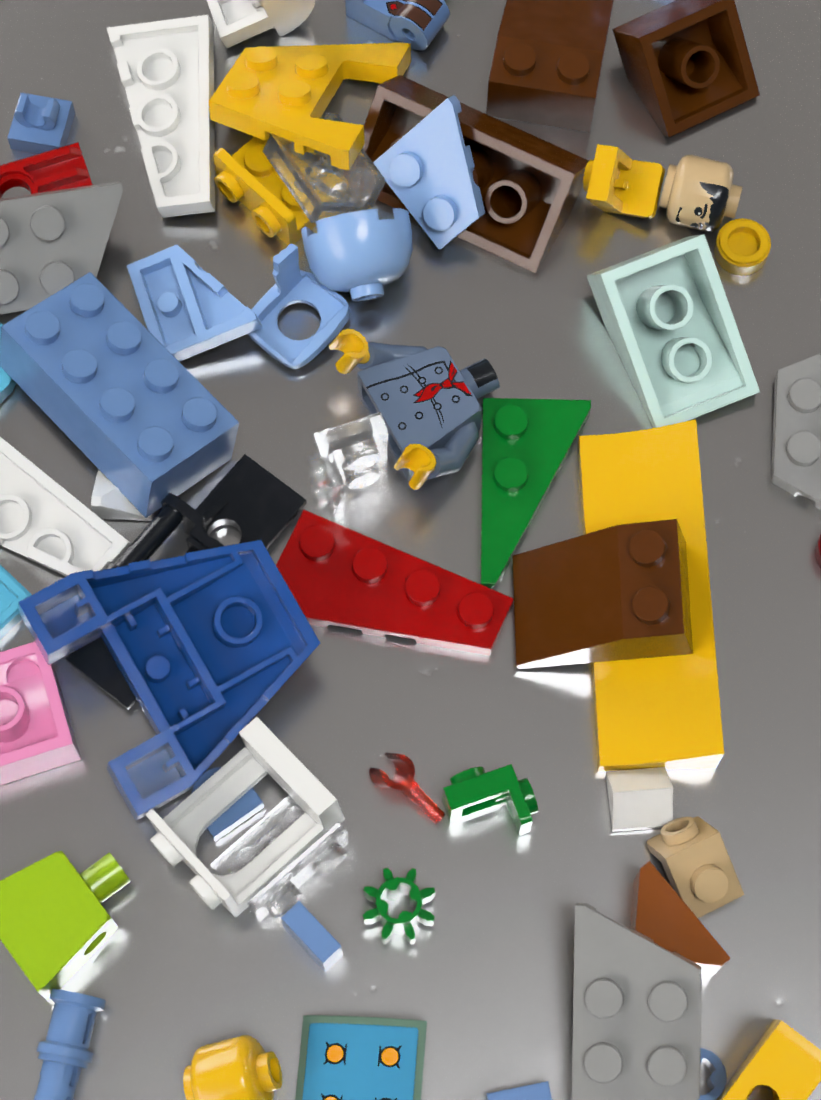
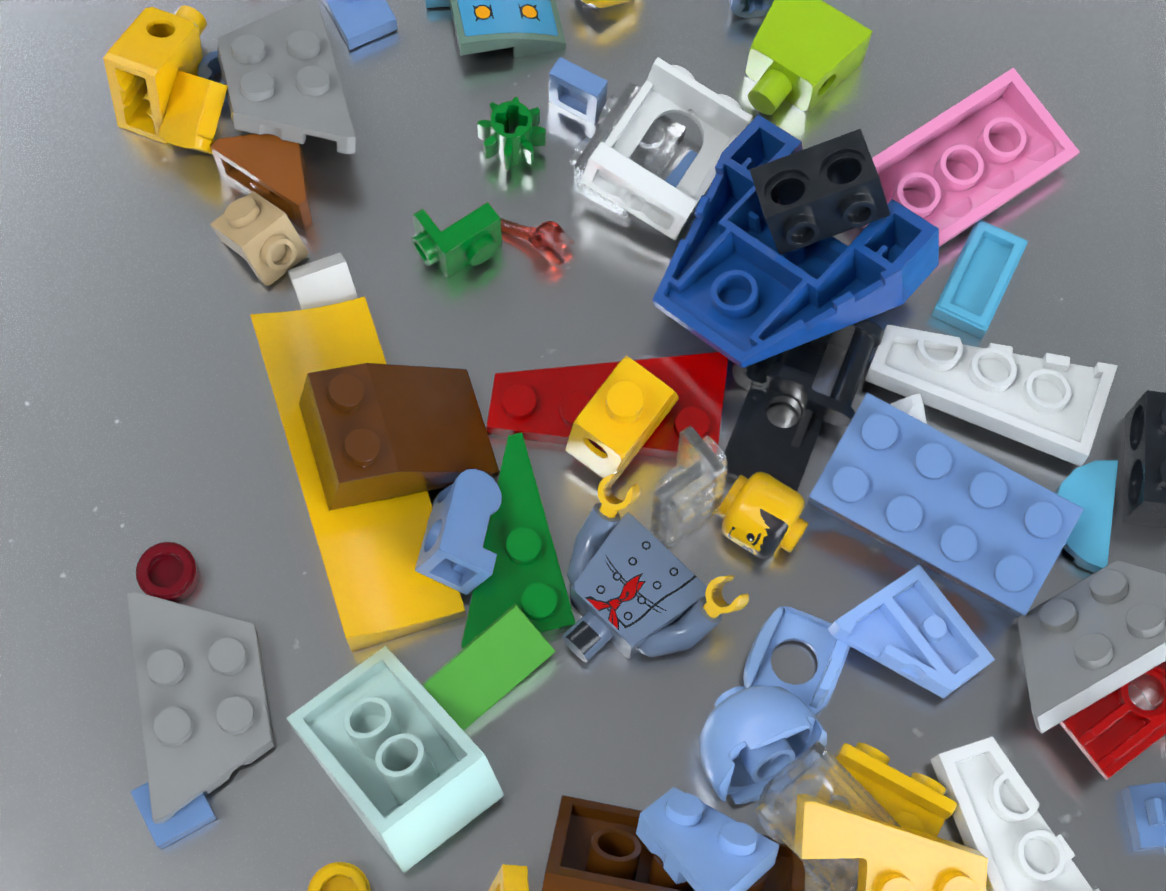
camera: 160 degrees right, 0 degrees up
(116, 691) = (820, 192): none -> black brick
(279, 439) = (763, 515): none -> yellow head
(392, 529) = (620, 418): none -> yellow torso
(568, 493) = (456, 533): none -> medium blue leg
(571, 378) = (488, 667): none -> bright green tile
(741, 1006) = (193, 112): none -> yellow tile

